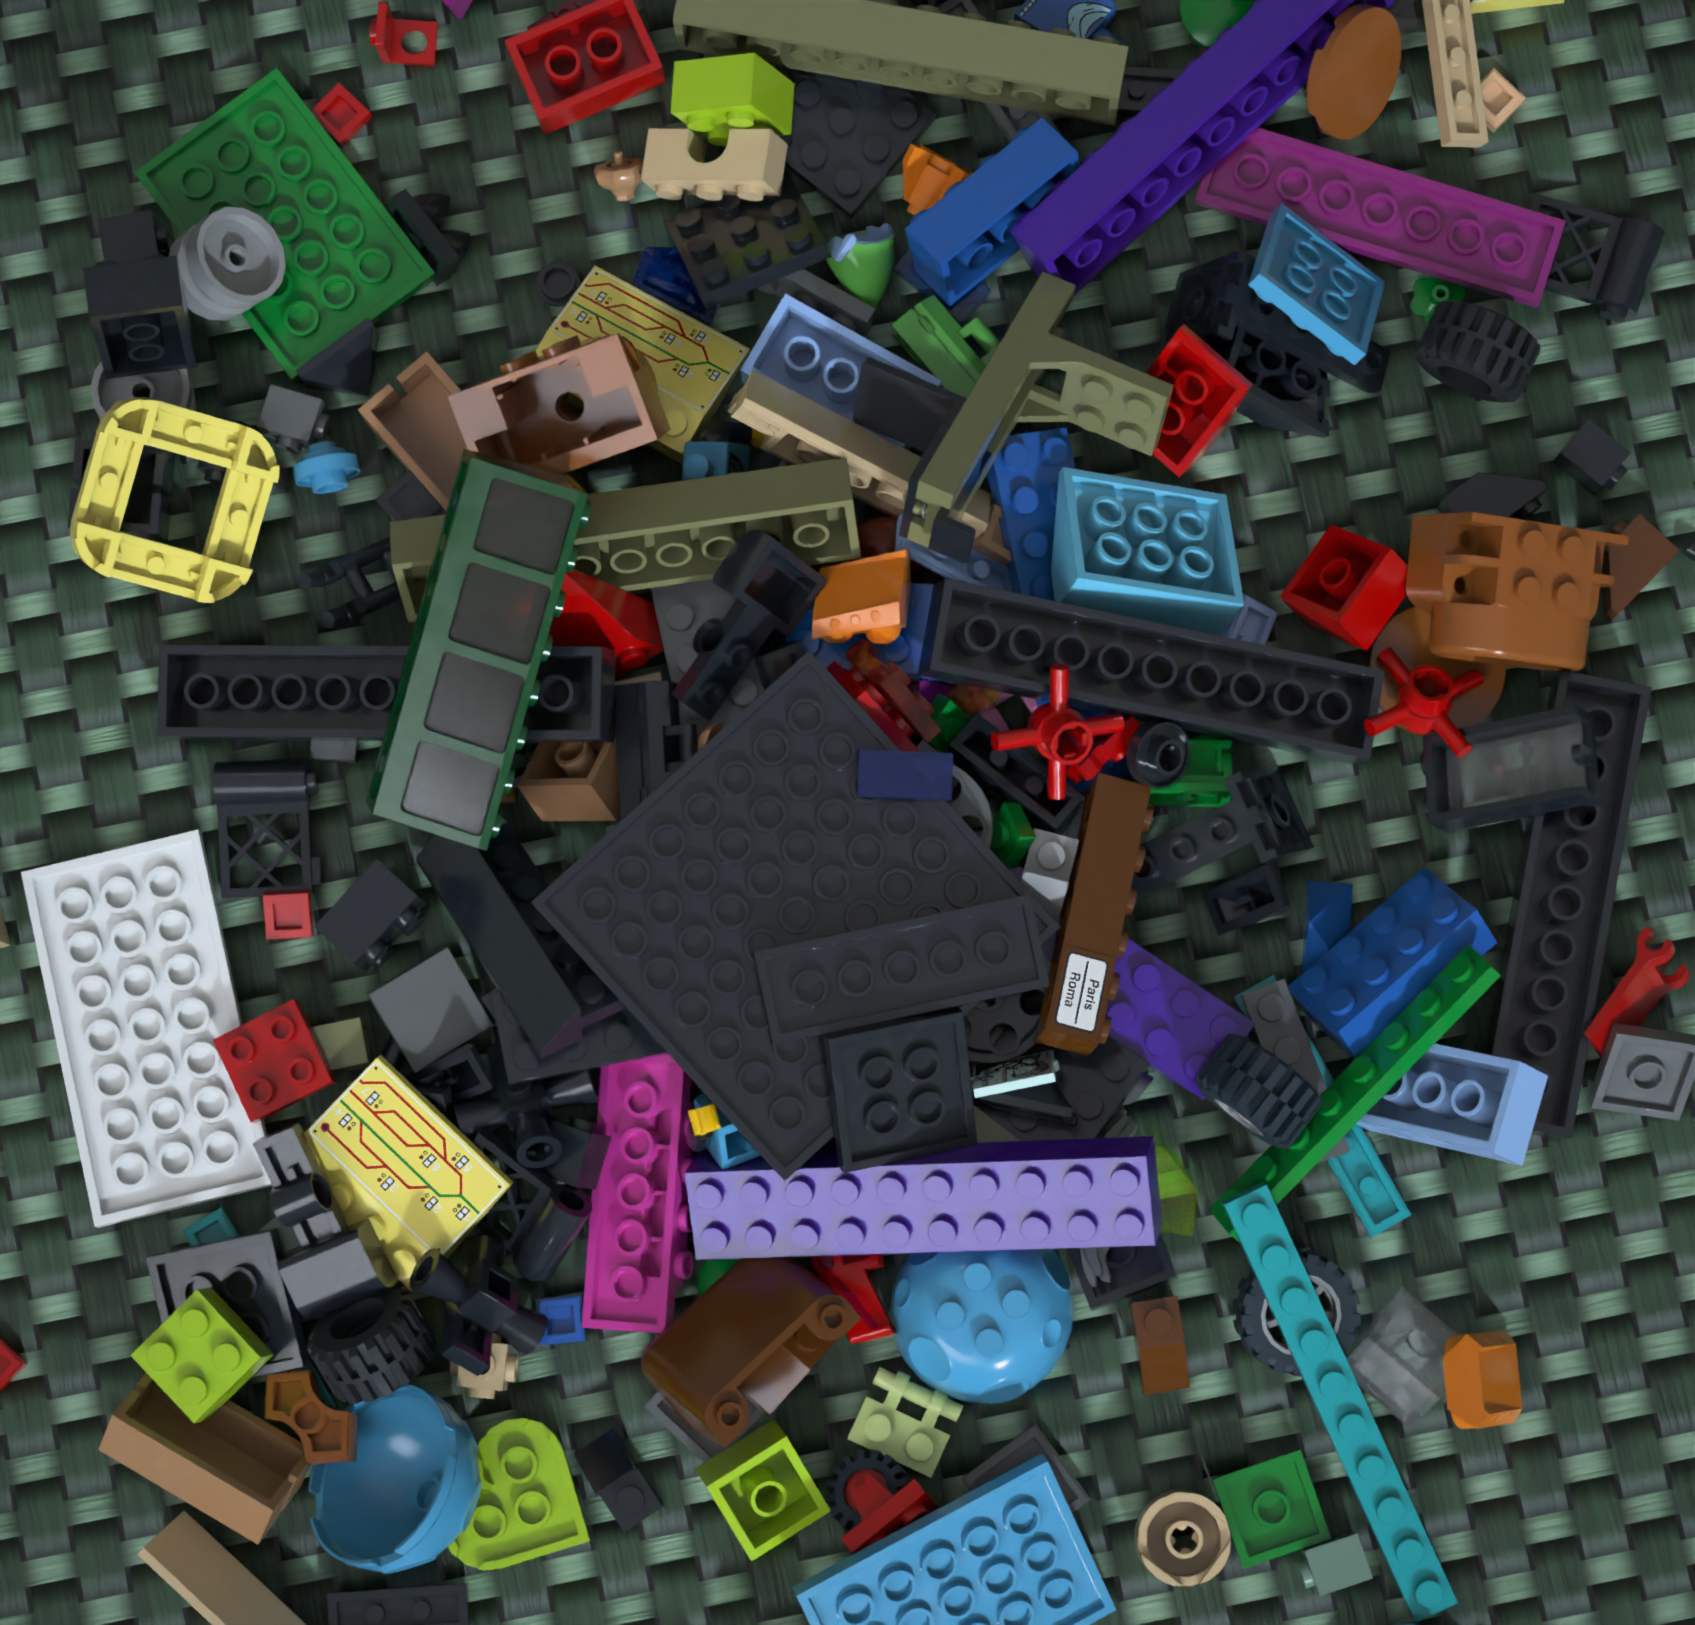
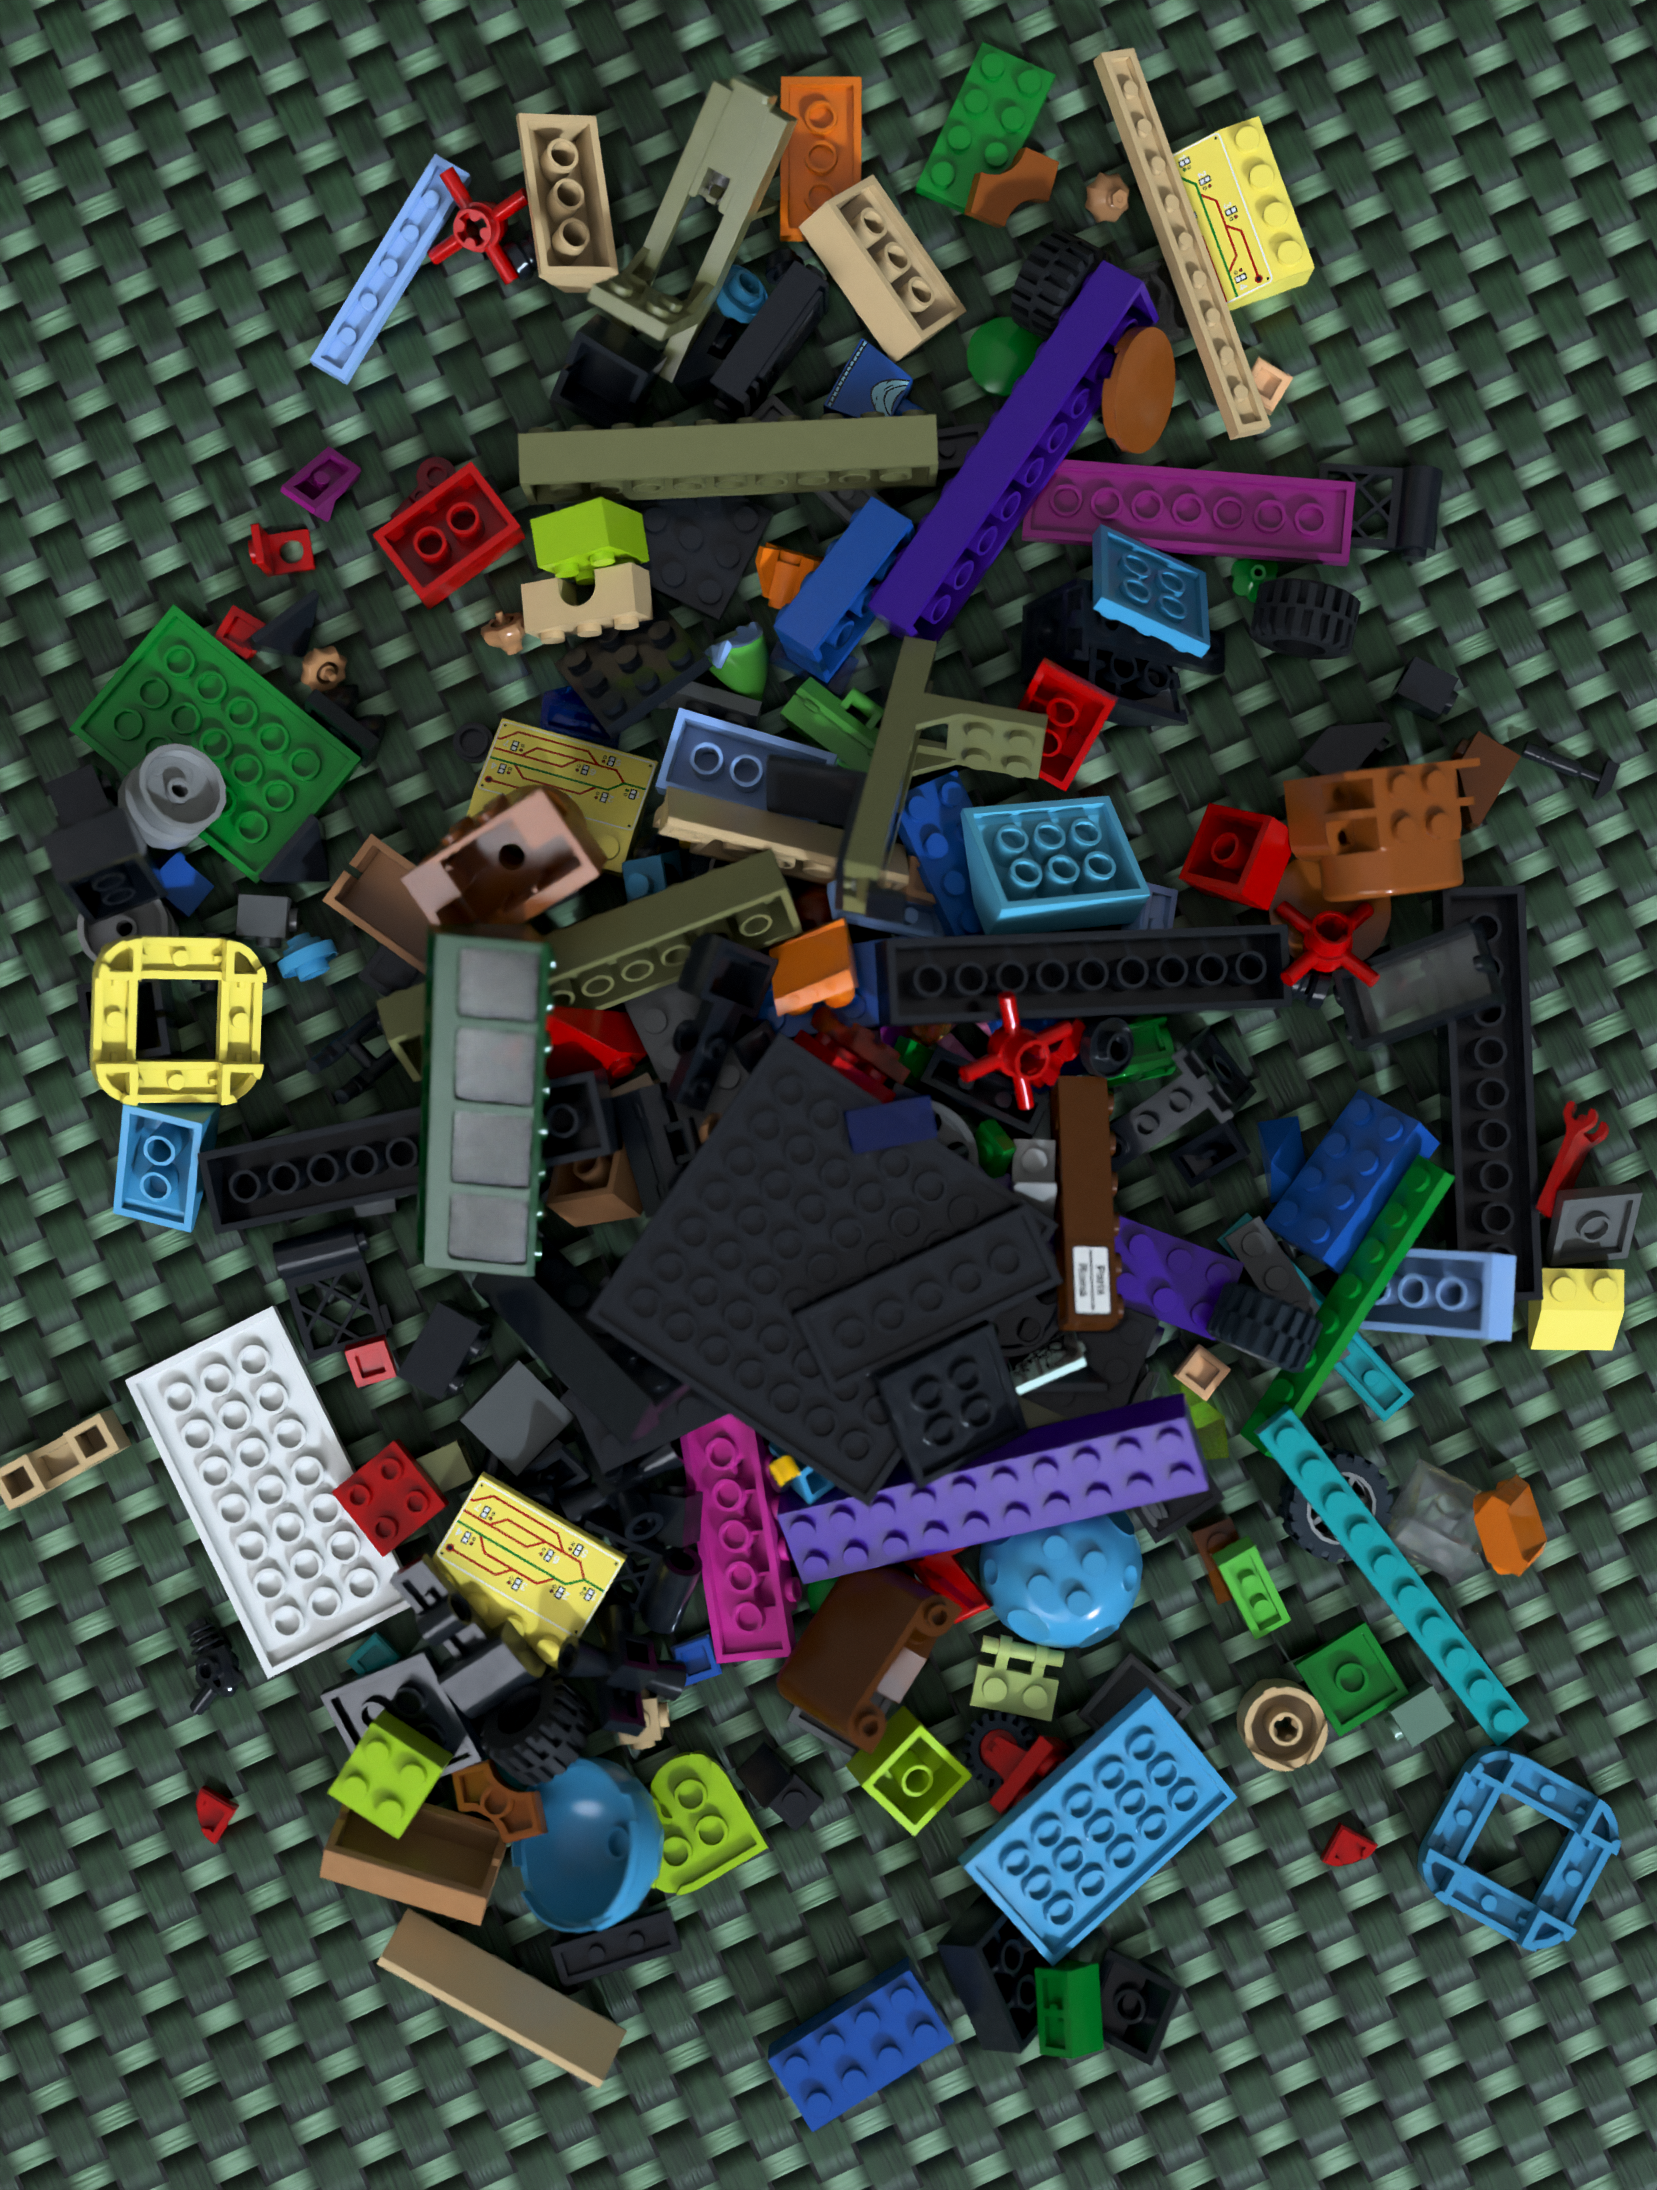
camera: 20 degrees left, 5 degrees up
(40, 1202) = (216, 1667): none -> black piece
(116, 648) = (159, 1161): none -> dark azure slope
(215, 361) = (183, 883): none -> blue tile
(390, 123) = (289, 631): none -> black slope
(418, 170) = (323, 668): none -> medium nougat piece
(1182, 1378) = (1251, 1587): none -> bright green plate
(1184, 1136) = (1201, 1372): none -> light nougat tile
(1396, 747) = (1312, 988): none -> black wheel
(1609, 1162) = (1577, 1309): none -> light yellow slope

